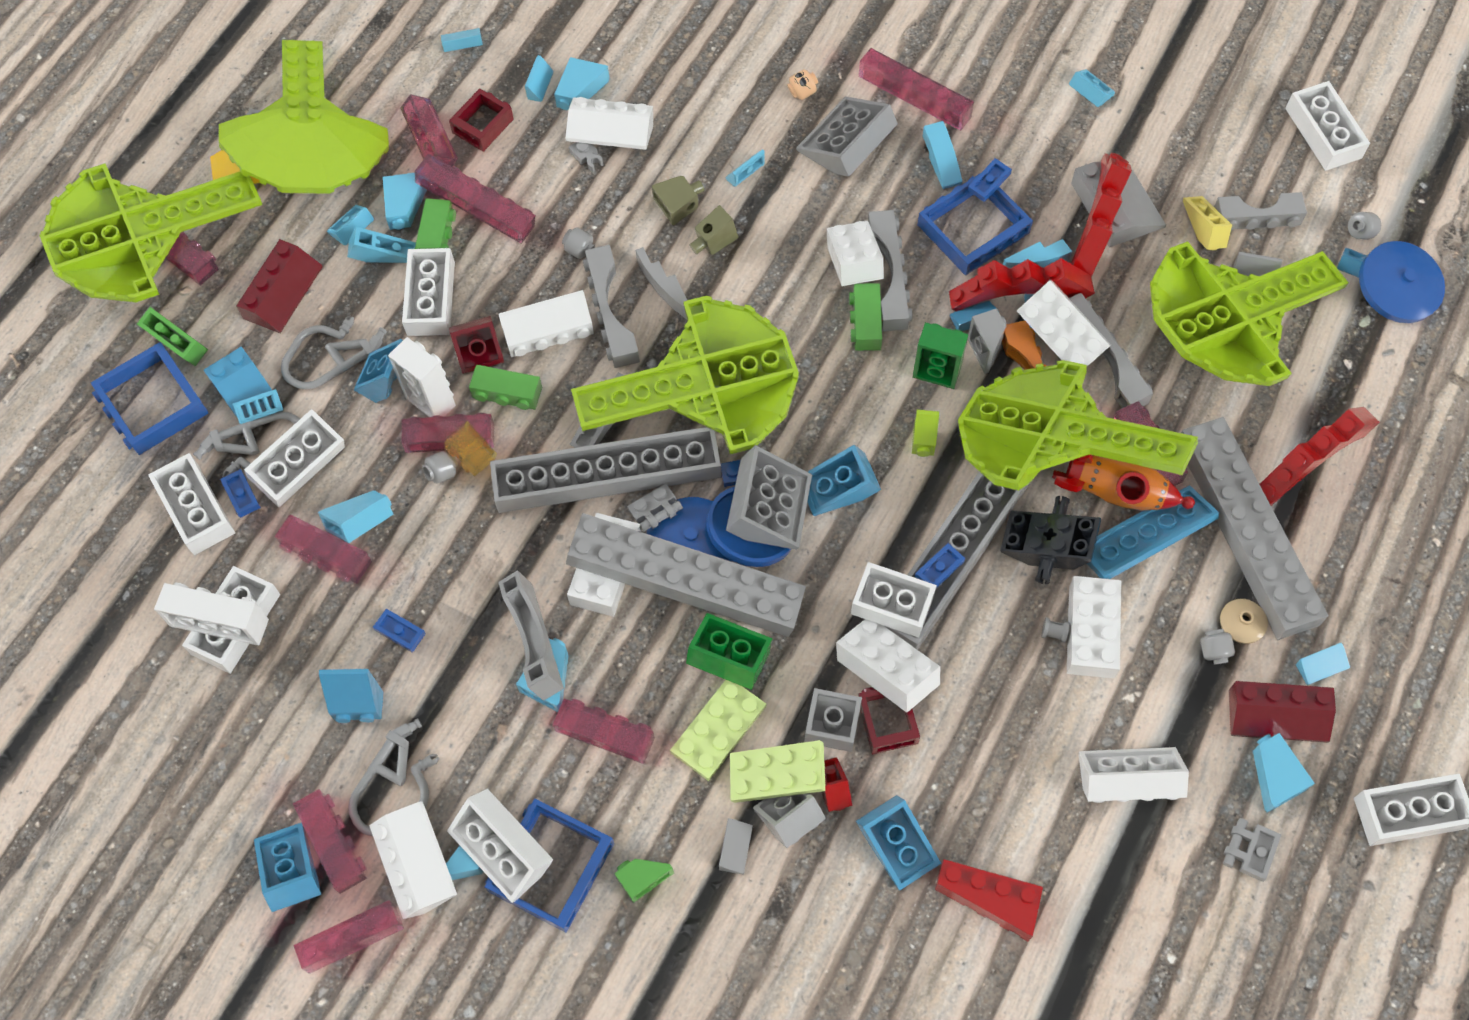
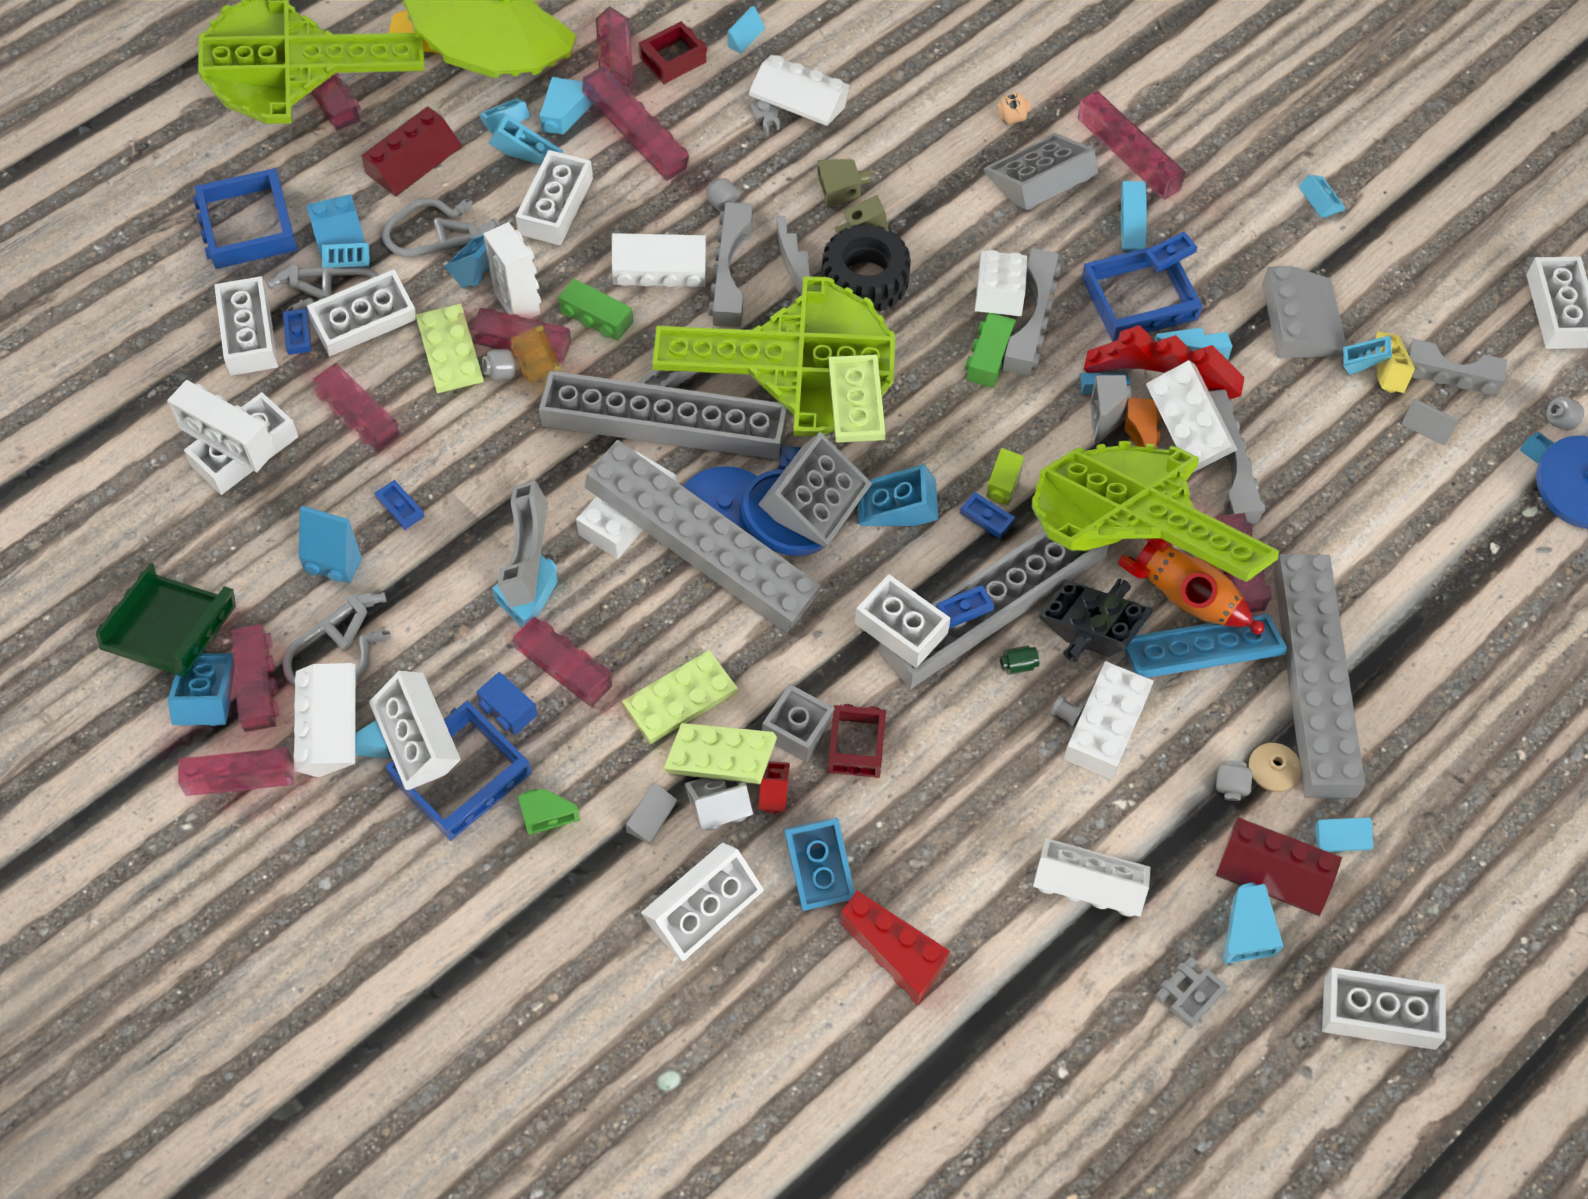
camera: 15 degrees right, 5 degrees down
(172, 336) = (289, 167): bright green brick -> none
(227, 816) = (164, 622): none -> dark green panel
(356, 515) = (400, 384): medium azure slope -> none
(386, 464) = (449, 348): none -> yellowish green plate
(435, 224) = (587, 136): bright green brick -> none
(476, 344) = (582, 259): dark red slope -> none
(568, 788) = (506, 703): none -> blue brick
(580, 80) = (788, 41): medium azure slope -> none
(655, 507) = (699, 466): light grey plate -> none
(728, 651) = (717, 623): green brick -> none
(738, 252) = (871, 246): none -> black tyre
(746, 168) = (923, 173): medium azure slope -> none
(775, 404) = (856, 398): none -> yellowish green plate
(811, 912) = (703, 901): none -> white slope
(888, 664) = (875, 685): white brick -> none
(920, 471) = (987, 515): none -> blue plate
(939, 355) = (1048, 405): green brick -> none
(998, 596) = (1019, 659): none -> dark green brick
(1107, 201) = (1276, 317): red arch -> none
(1183, 232) = (1353, 354): none -> medium azure slope
(1233, 319) = (1378, 463): lime plate -> none
(1325, 443) = (1432, 610): red arch -> none

